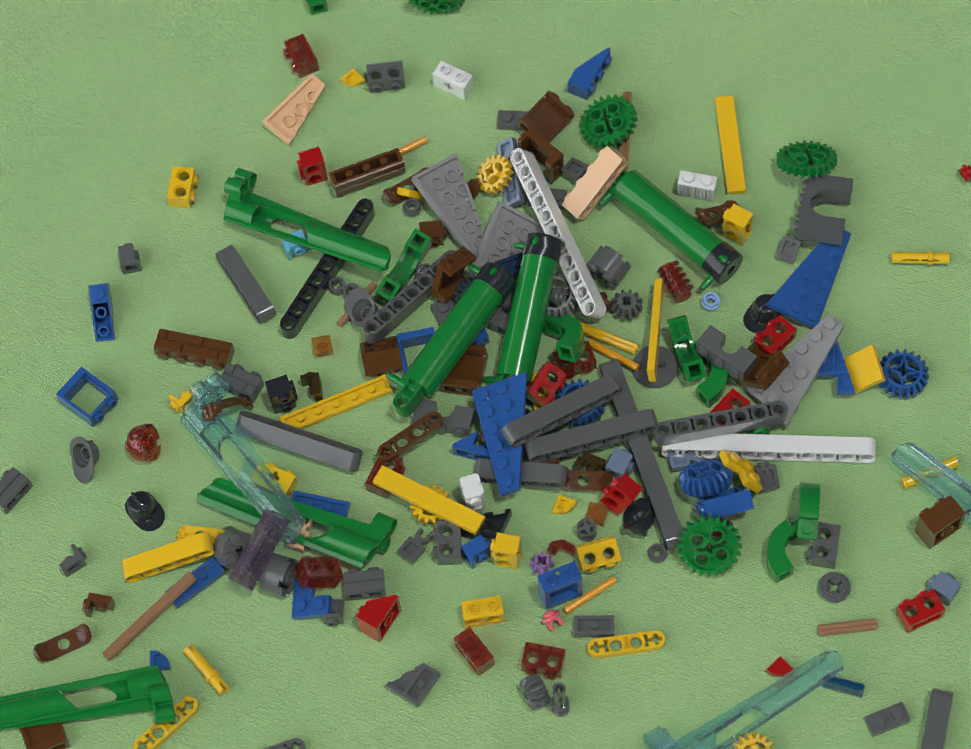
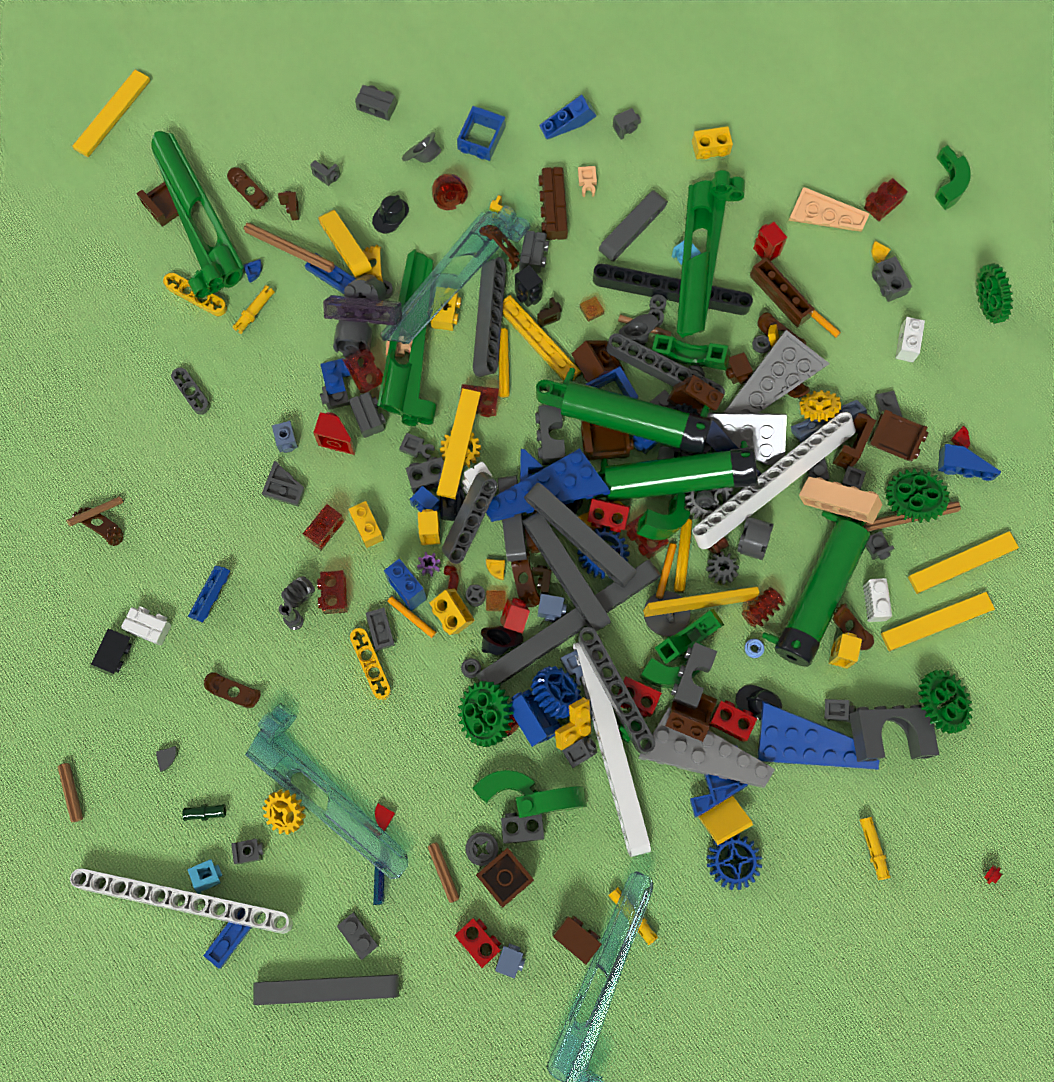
camera: 65 degrees right, 10 degrees up
(177, 310) = (587, 179): none -> light nougat plate
(329, 504) = (433, 355): blue plate -> none
(362, 669) = (284, 437): none -> sand blue brick
(365, 446) = (503, 364): none -> yellow axle
(408, 434) = (515, 410): reddish brown beam -> none
(511, 507) = (469, 508): none -> dark grey beam
(551, 616) = (379, 587): coral plate -> none
(563, 70) = (961, 438): none -> red tile
(647, 168) = (878, 547): none -> dark grey bracket
(681, 107) = (963, 562): none -> yellow tile
(867, 570) = (505, 877): none -> reddish brown brick

